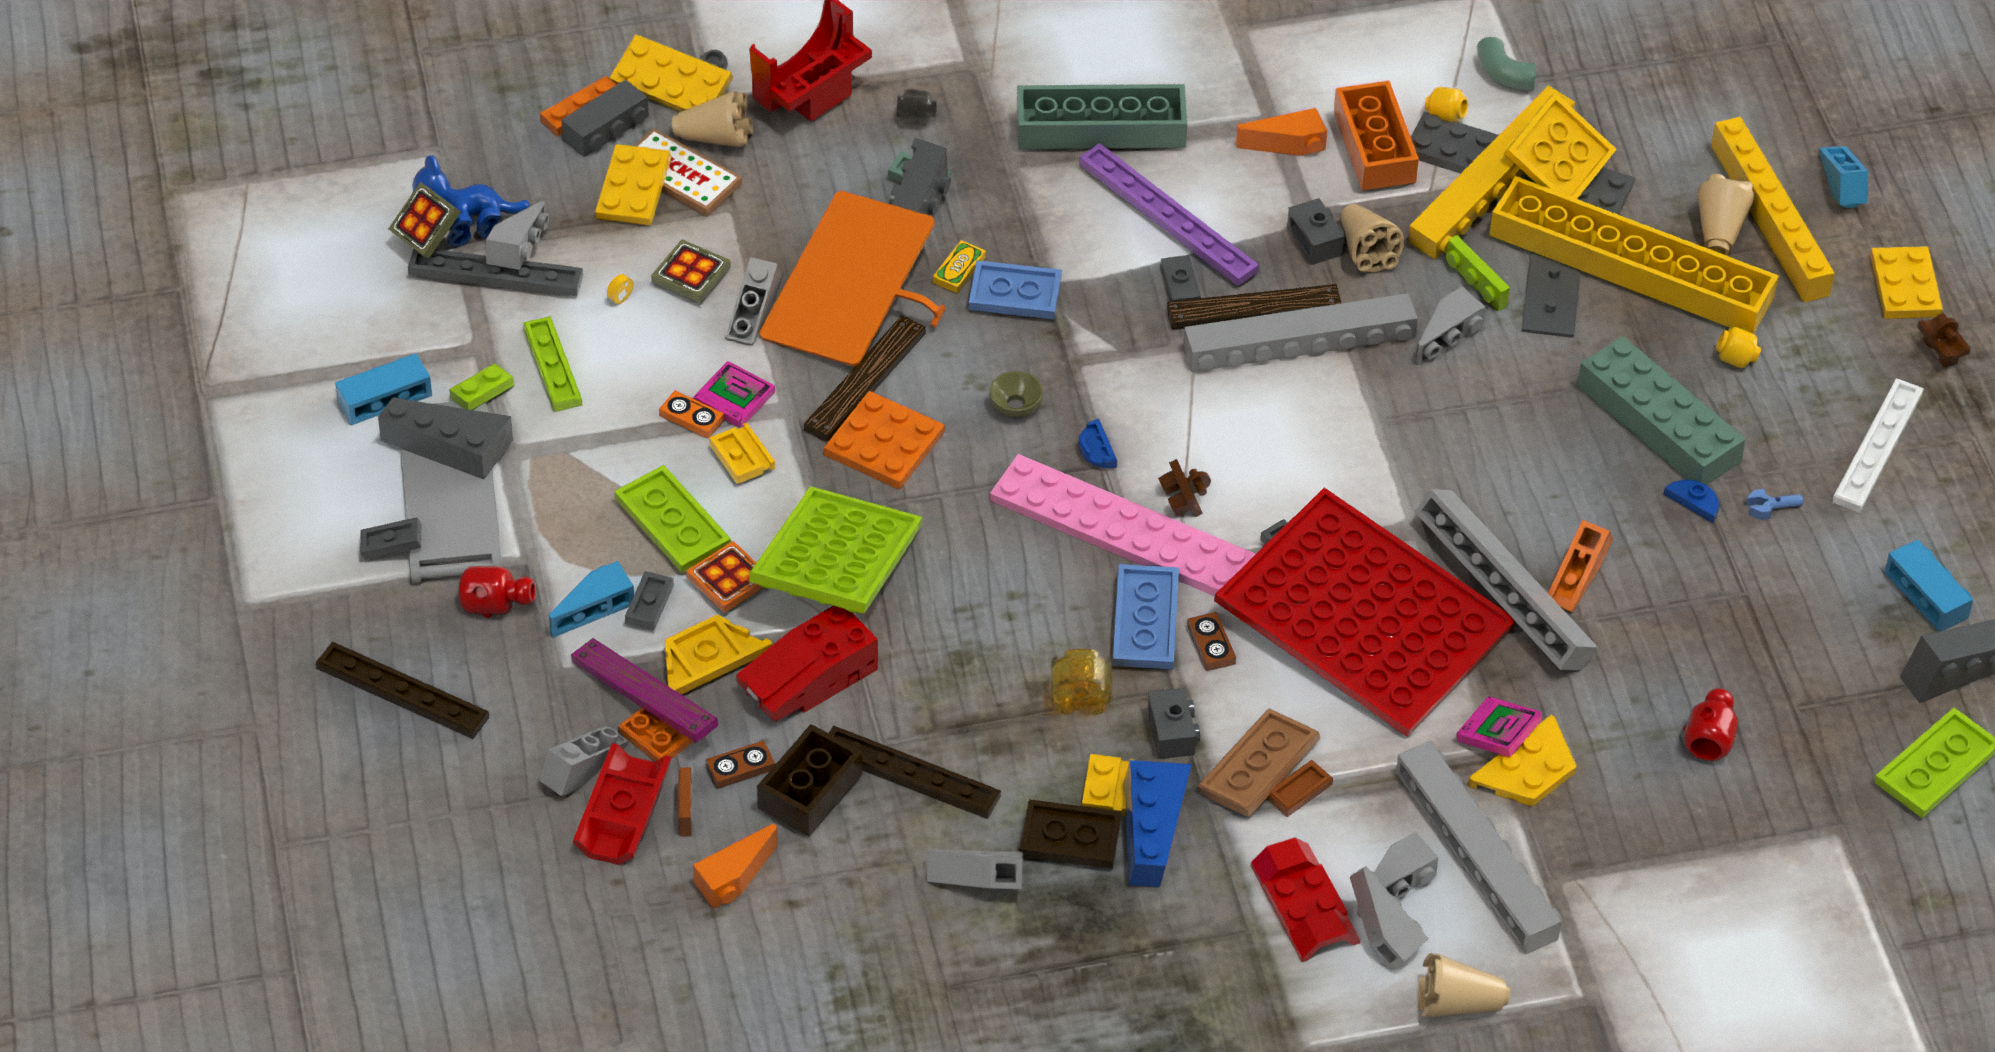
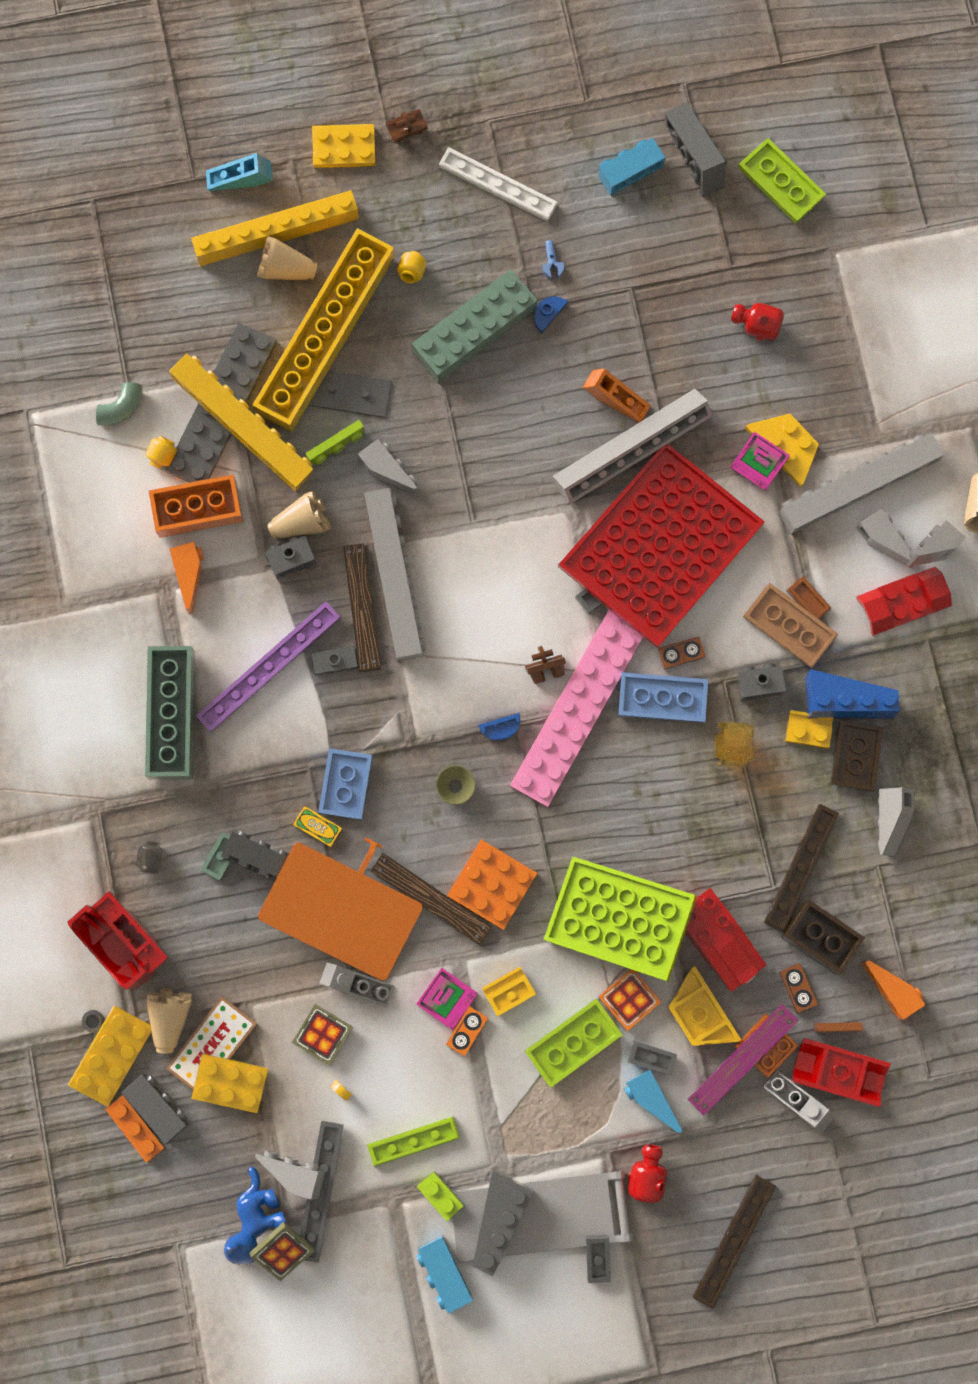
camera: 90 degrees left, 30 degrees up
(1560, 149) = (232, 369): yellow plate -> none

